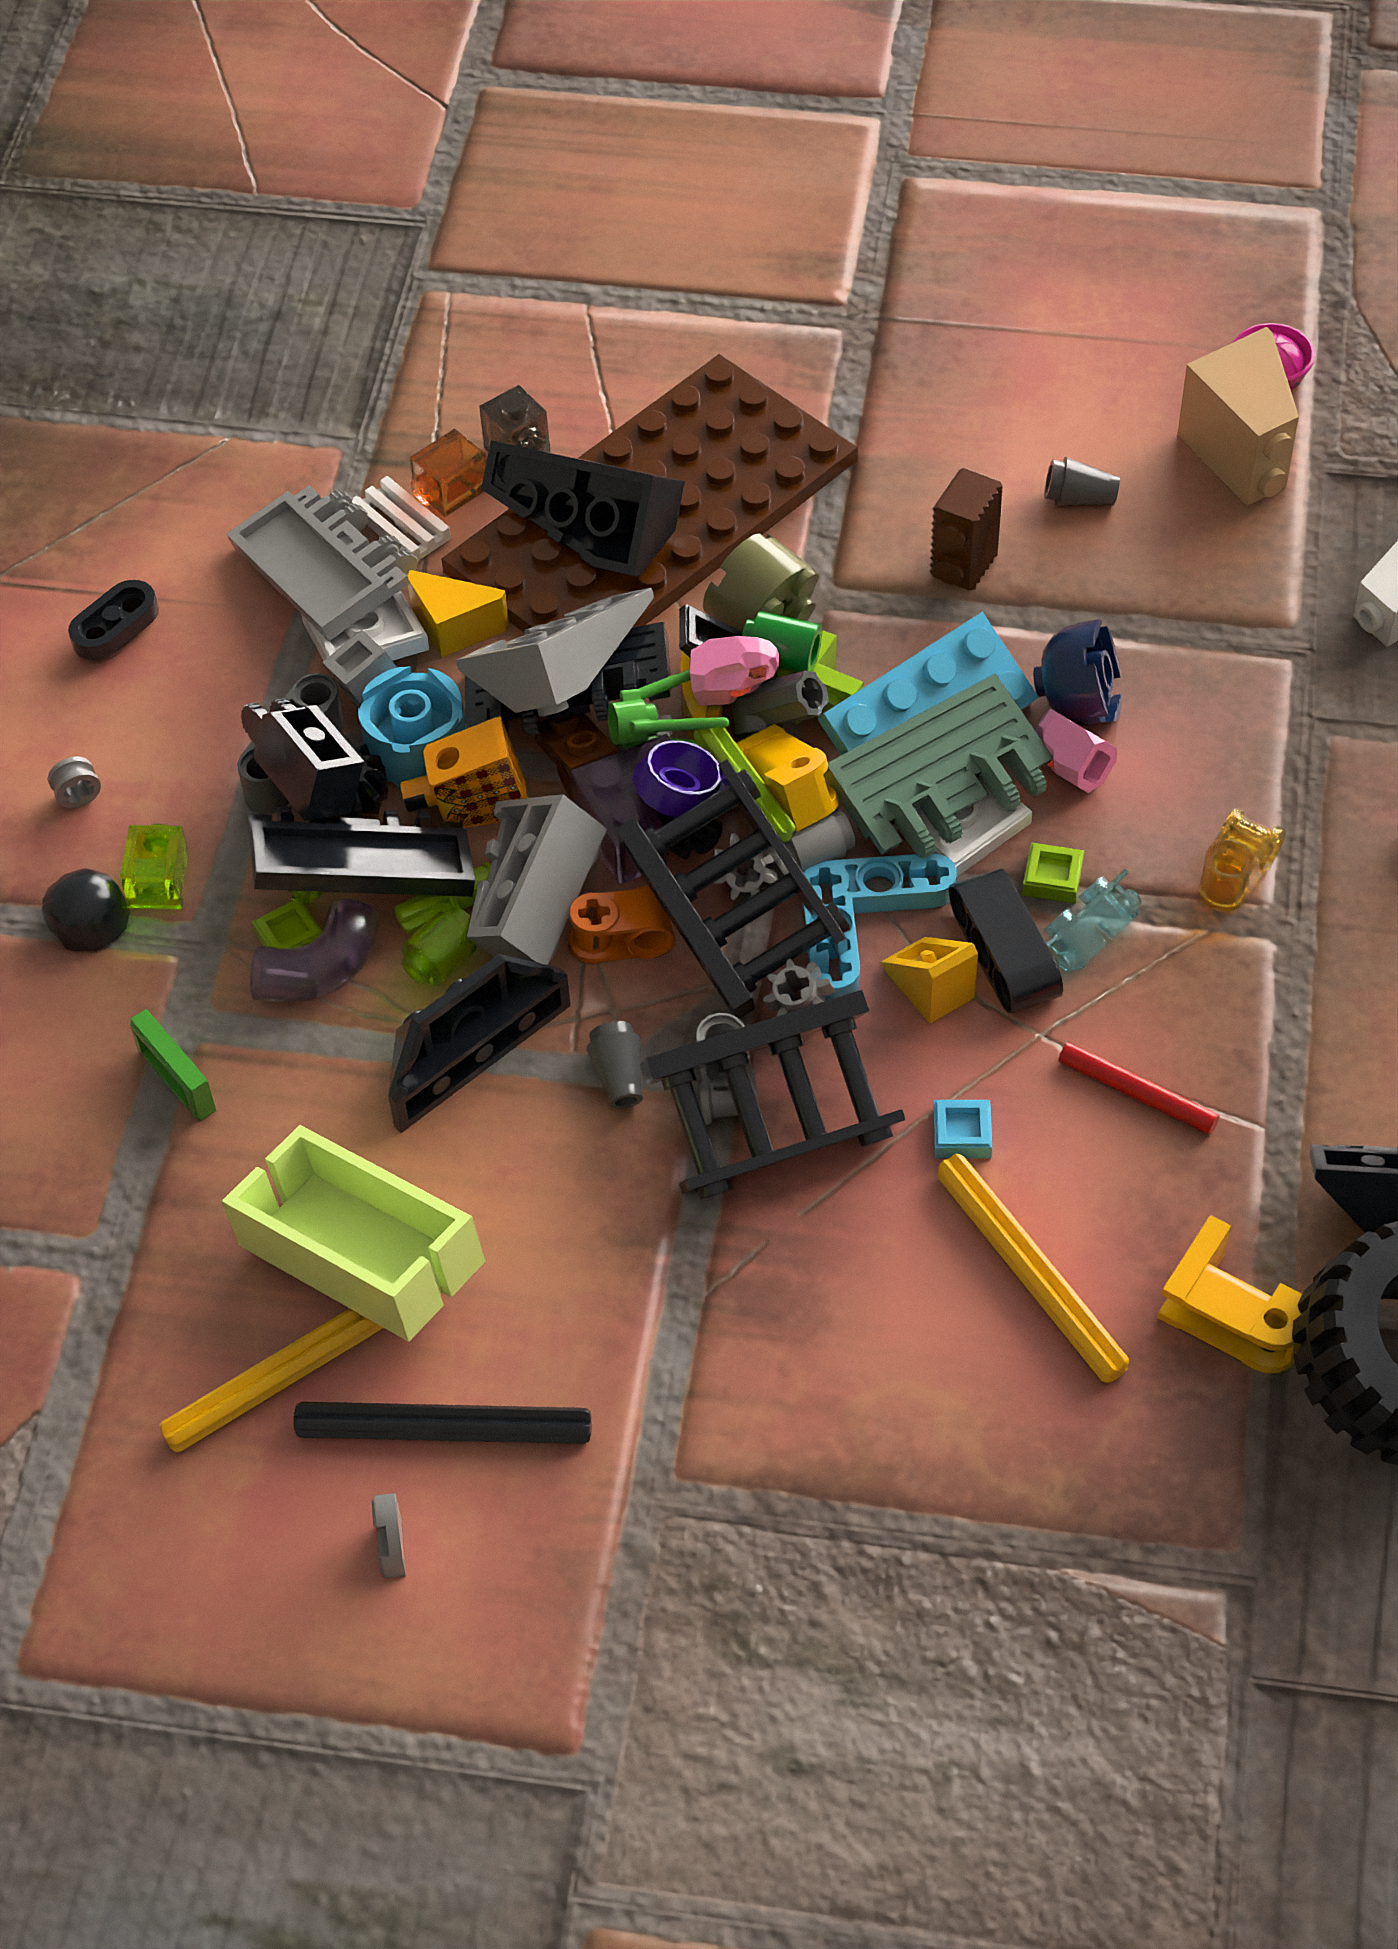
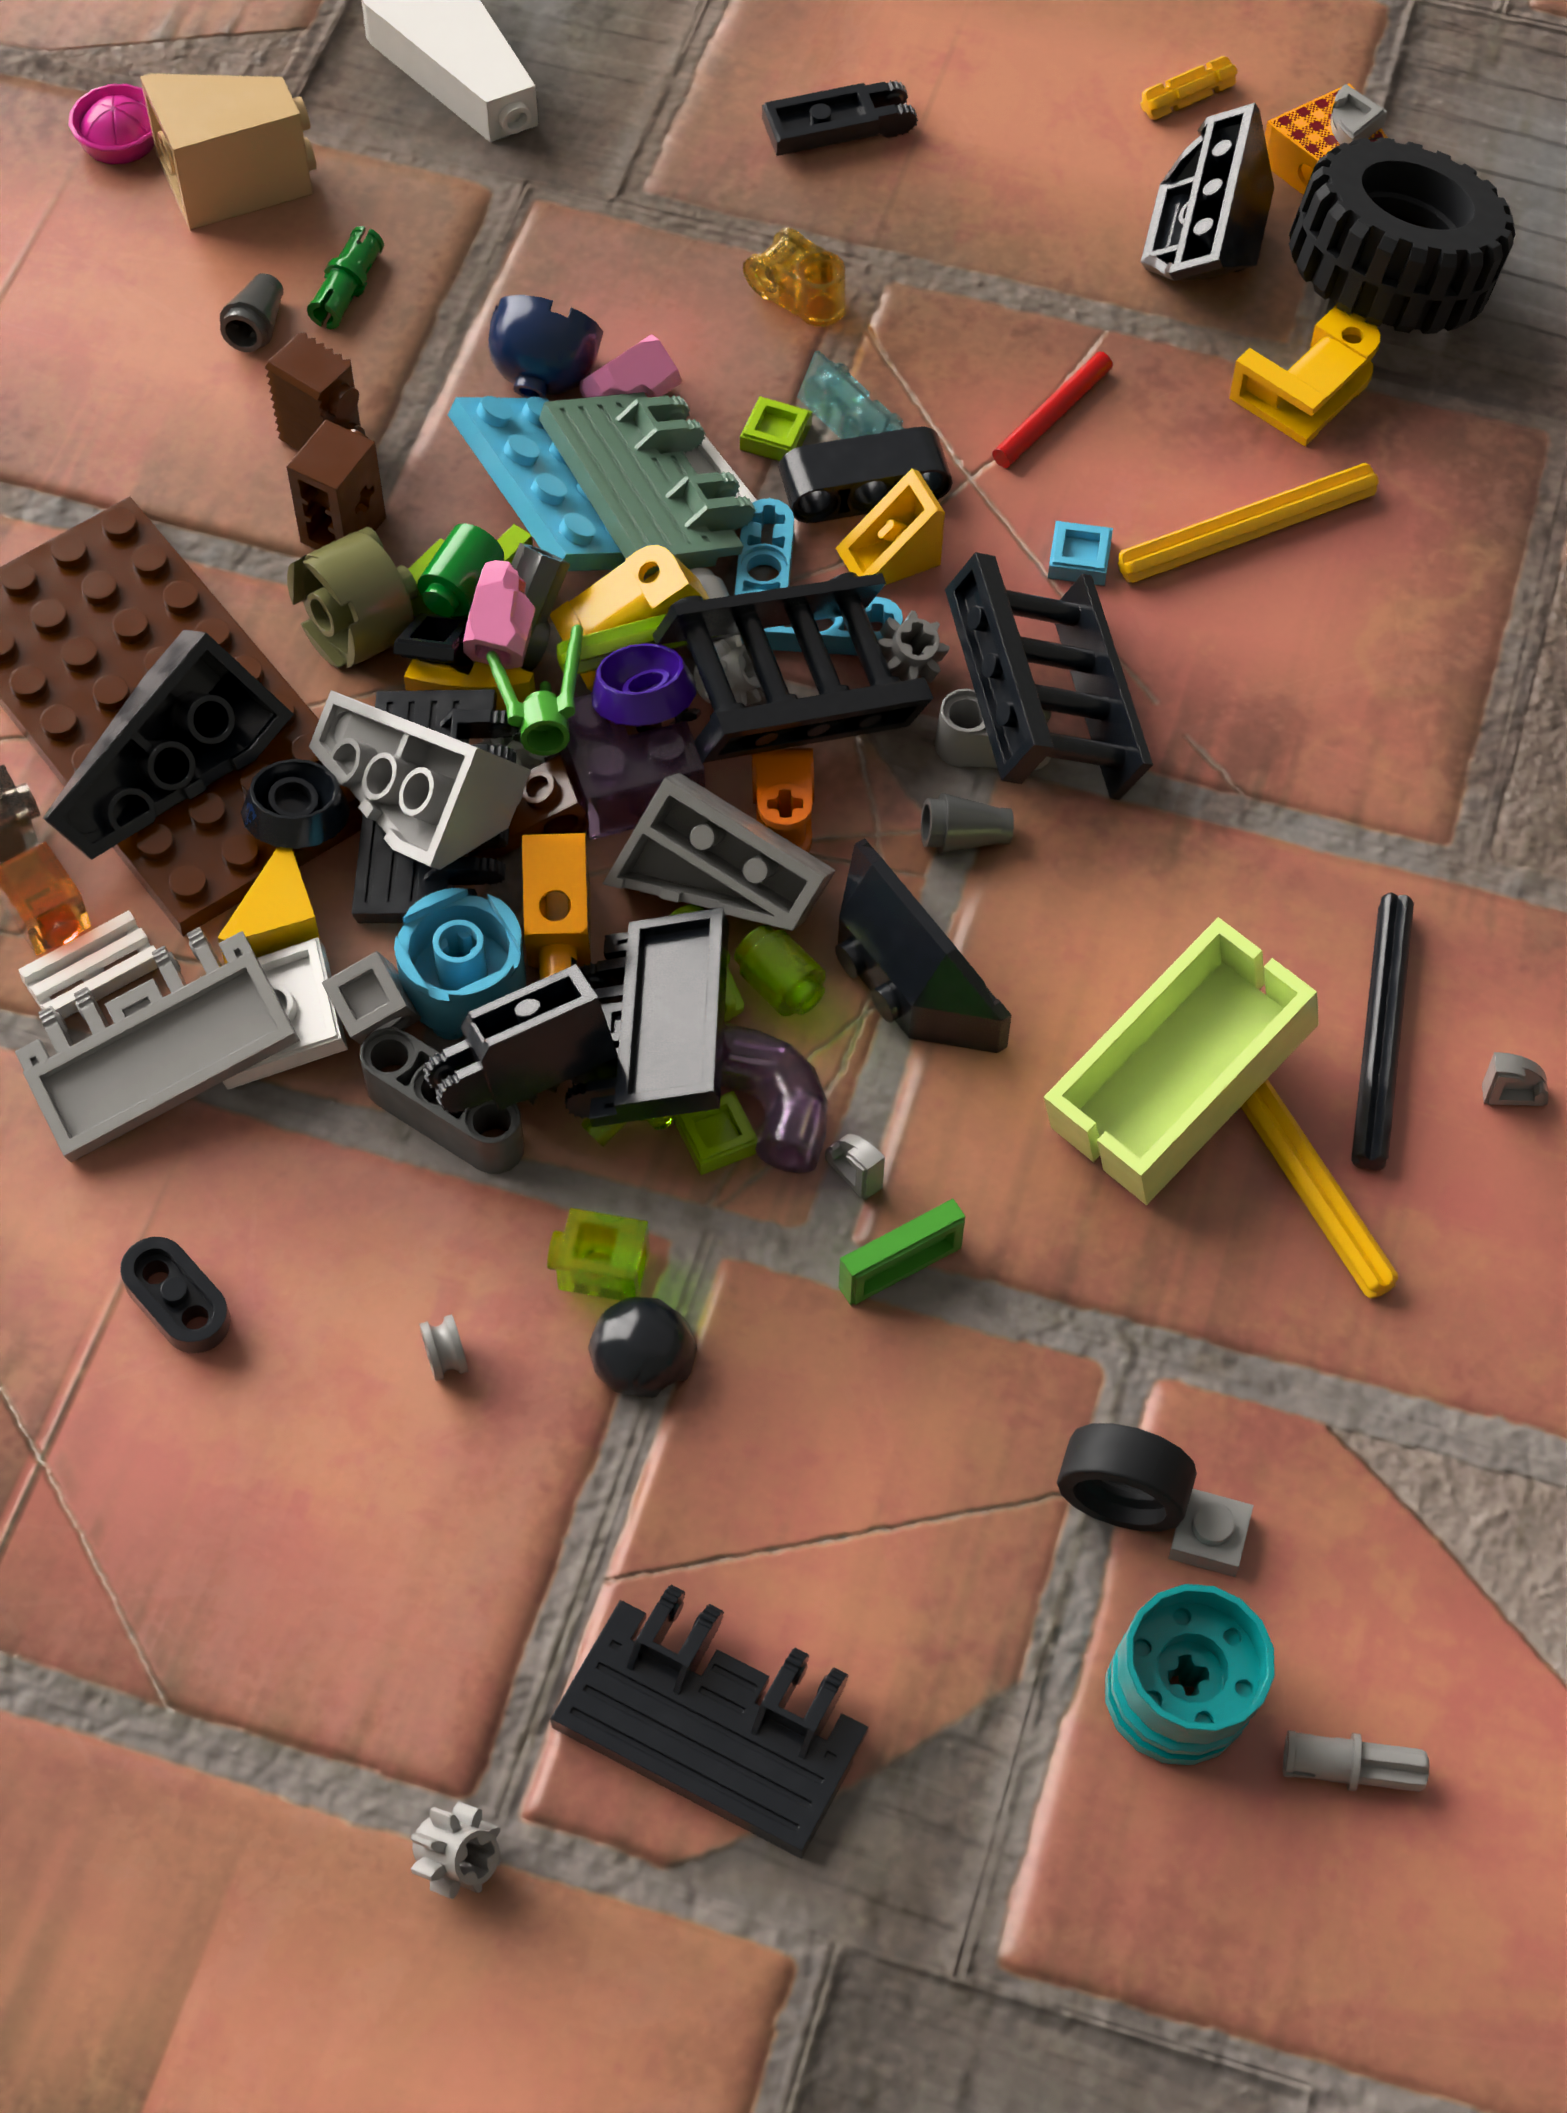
camera: 85 degrees left, 5 degrees up
(259, 1027) = (857, 1164): none -> light grey tile
(540, 590) = (295, 805): none -> black hat
(871, 560) = (335, 485): none -> reddish brown brick
(1142, 539) = (345, 277): none -> green pin

